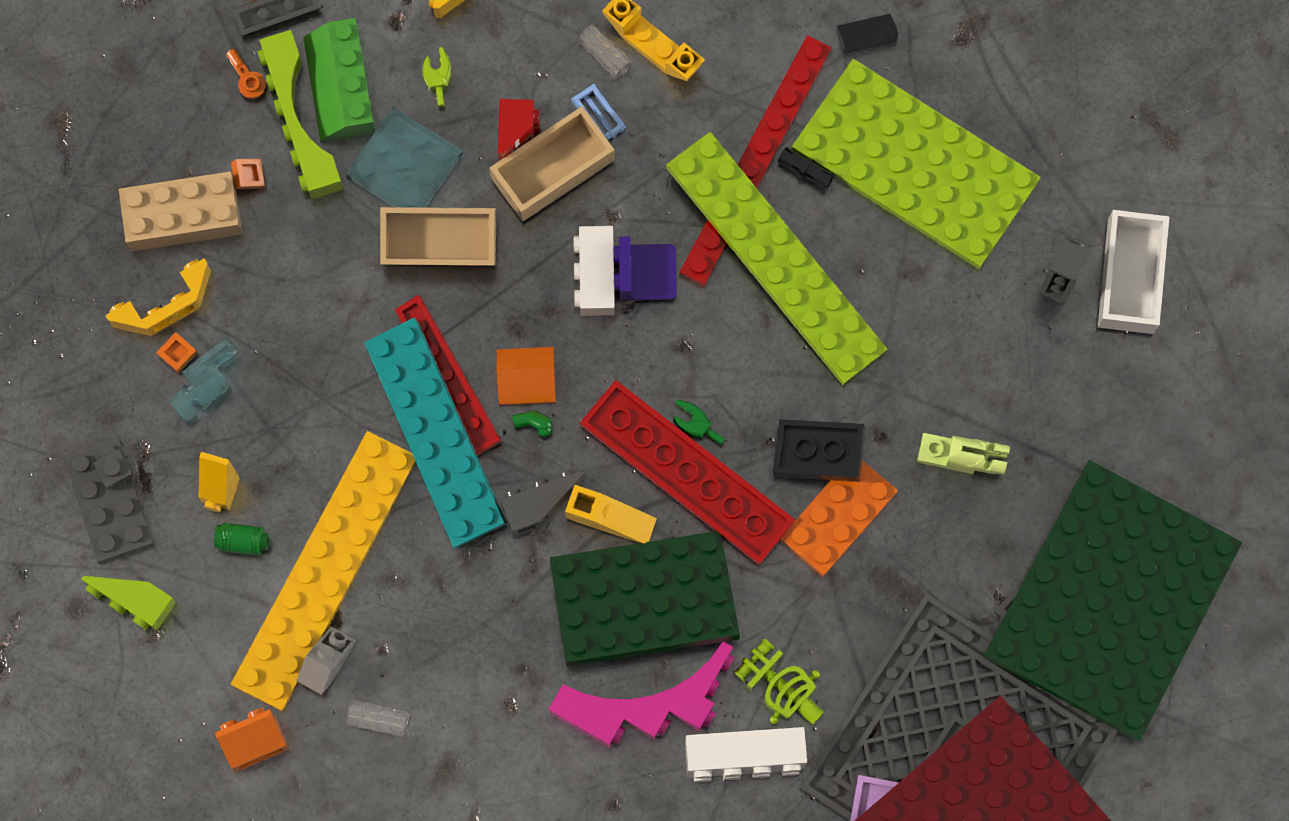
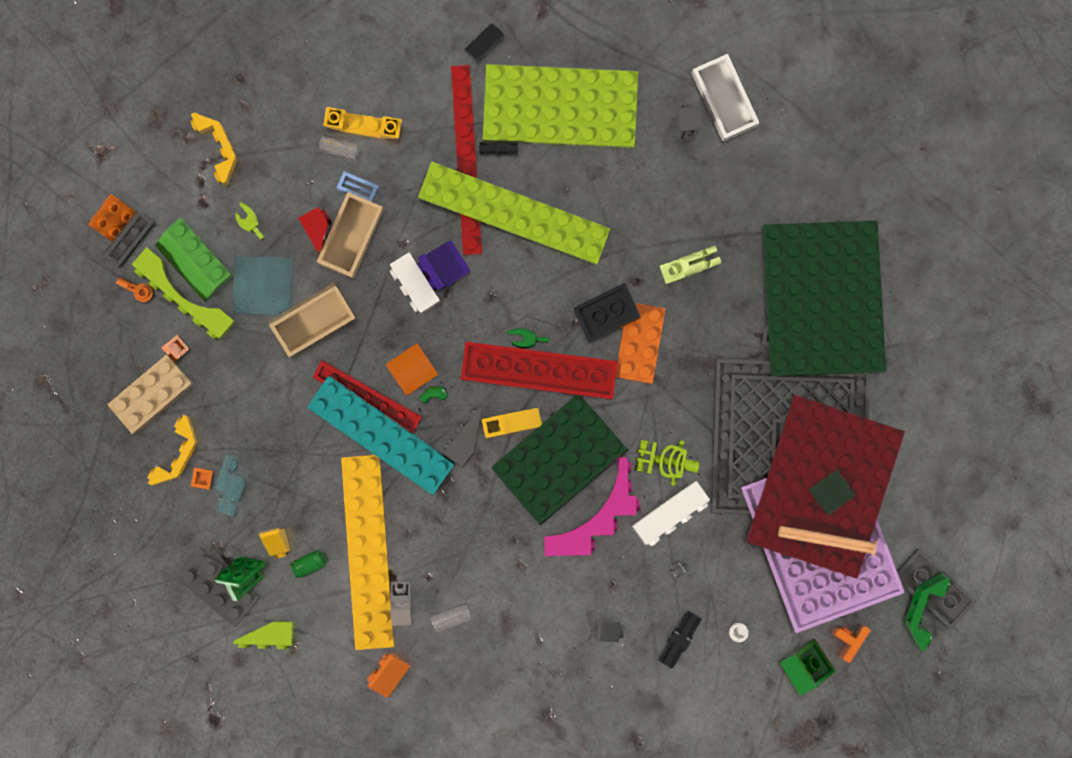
camera: 30 degrees left, 10 degrees up
(146, 501) = (241, 576): none -> green bracket

